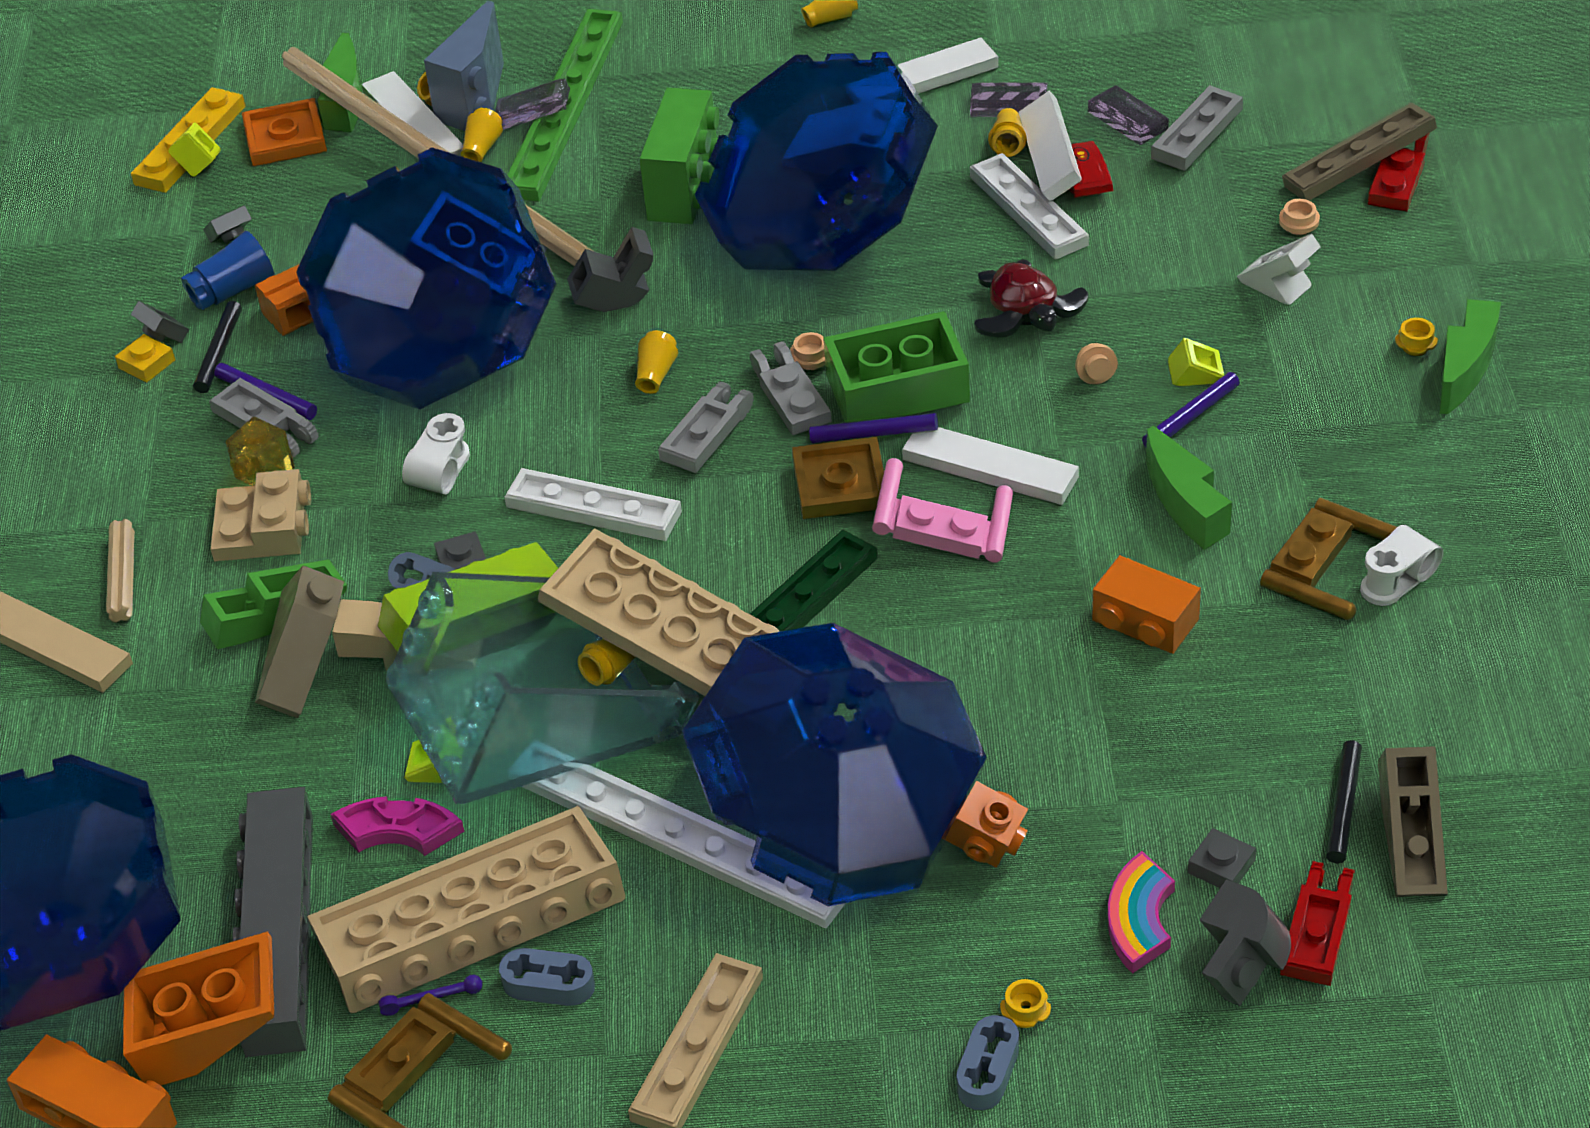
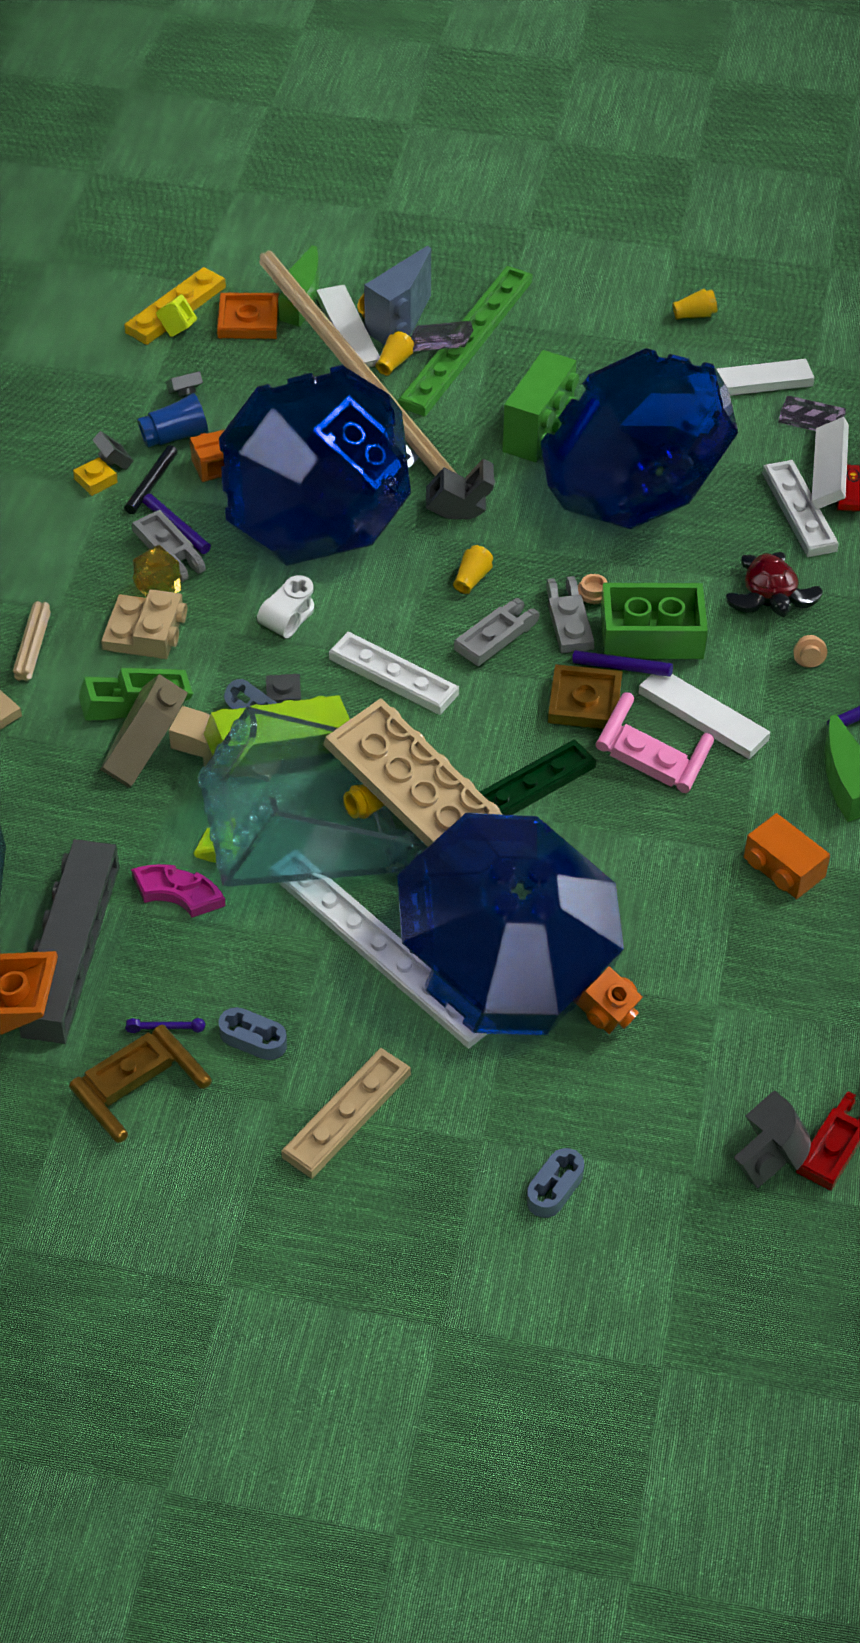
camera: 10 degrees right, 5 degrees up
(467, 908) = (209, 966): tan bracket -> none
(1007, 133) = (801, 444): yellow cone -> none
(1025, 993) = (597, 1137): yellow plate -> none
(1135, 912) = (701, 1095): tile -> none
(1221, 859) = (780, 1071): dark grey plate -> none

